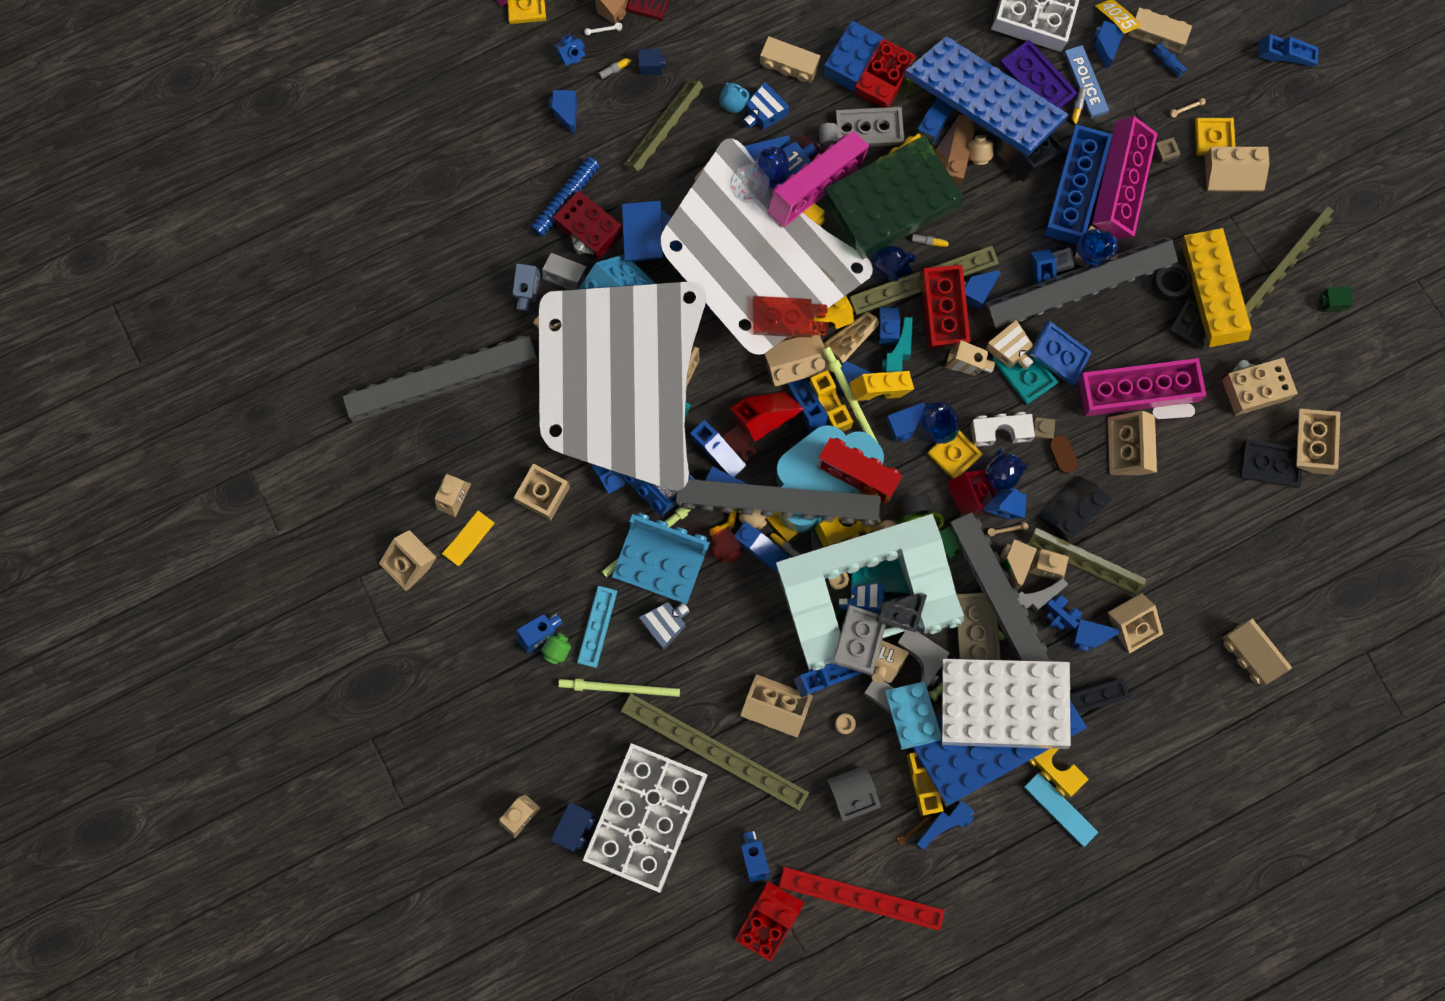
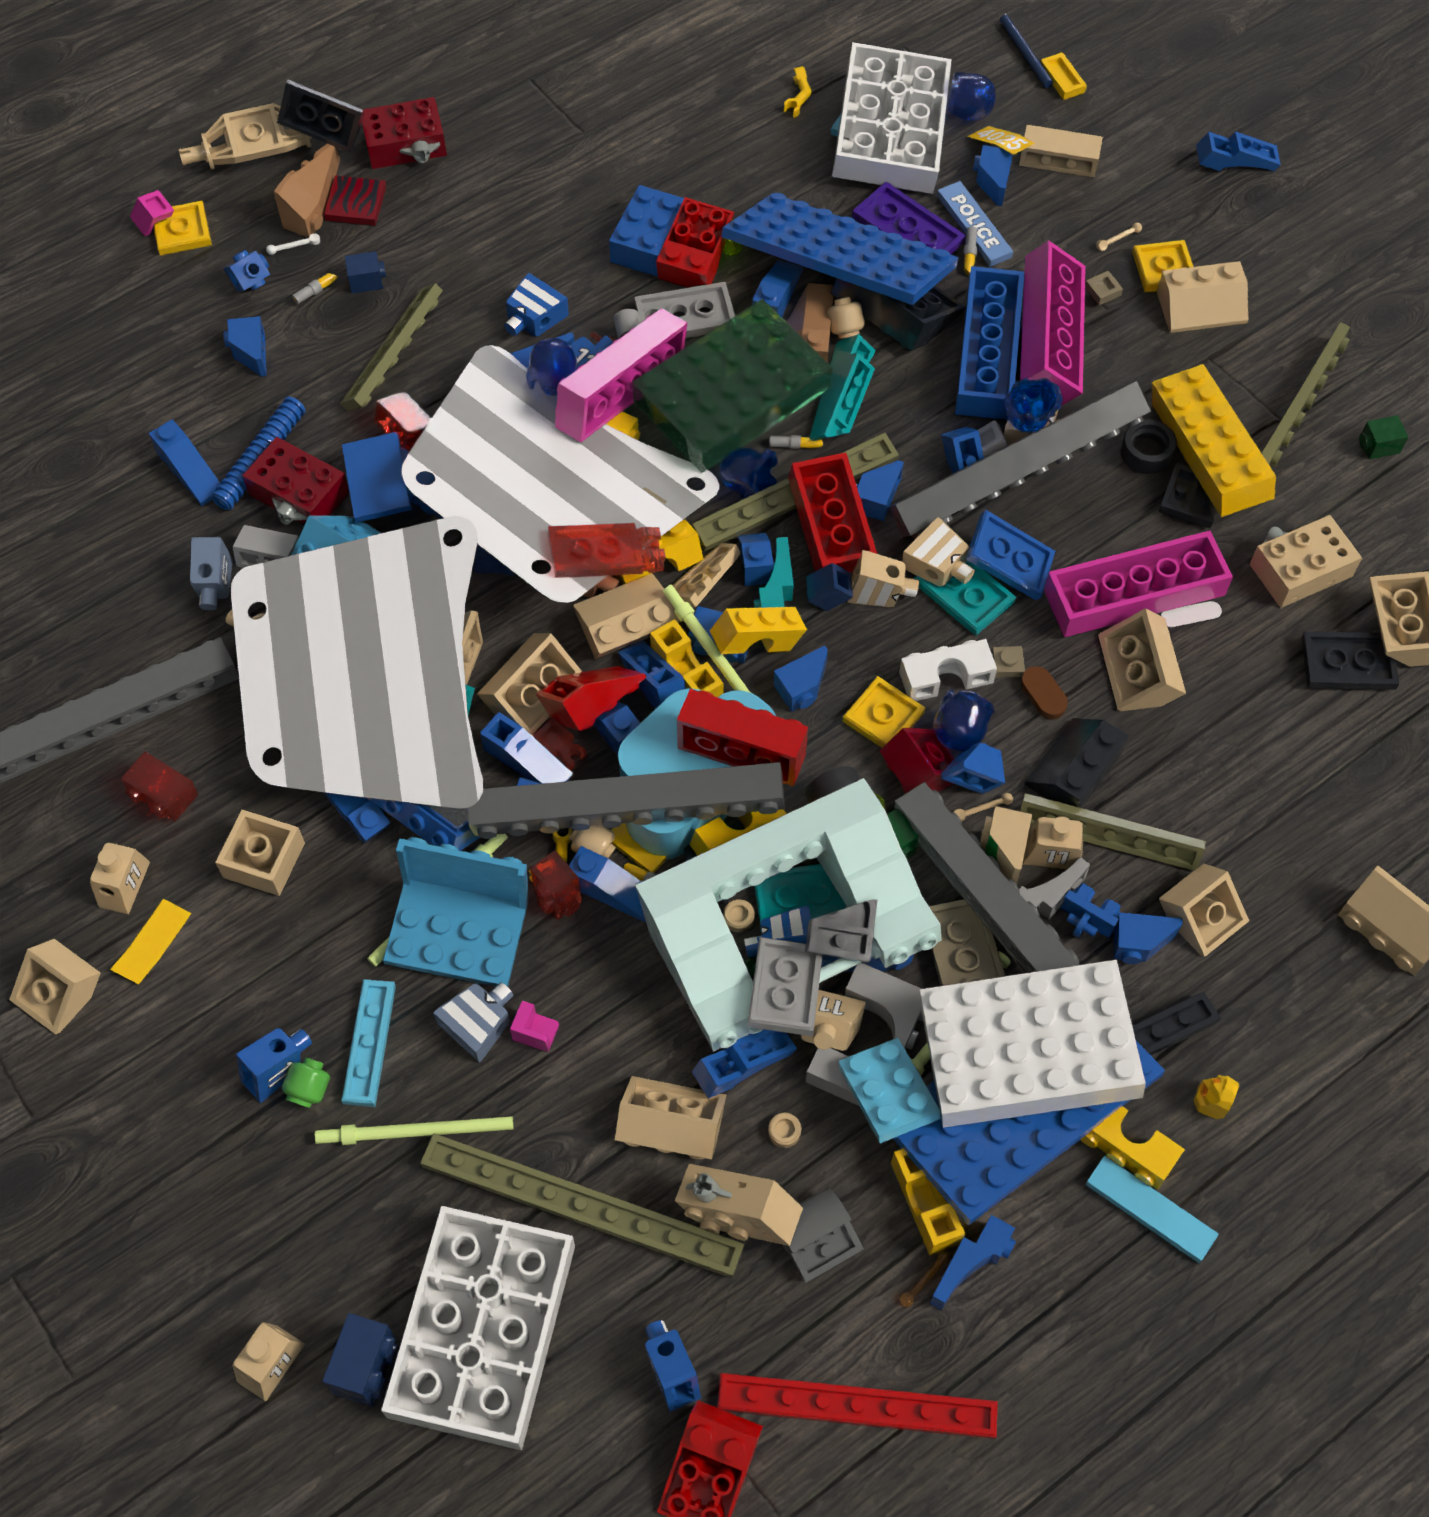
camera: 10 degrees left, 15 degrees down
(481, 436) = (159, 787): none -> clear red brick
(515, 197) = (184, 461): none -> blue slope
(666, 188) = (401, 415): none -> clear red brick
(700, 634) = (533, 1028): none -> dark pink panel
(722, 394) = (523, 675): none -> tan slope
(733, 99) = (486, 300): dark azure helmet -> none
(740, 182) = (516, 380): clear dish -> none
(781, 440) = (616, 725): none -> blue slope
(789, 60) = (560, 246): tan brick -> none
(809, 772) = (738, 1205): none -> tan piece
(934, 358) = (829, 587): none -> dark blue brick
(940, 422) = (854, 669): clear blue hair -> none
(976, 196) = (849, 384): none -> teal wedge
(1115, 746) = (1216, 1096): none -> yellow rock
(1169, 60) = (1081, 184): blue pin -> none

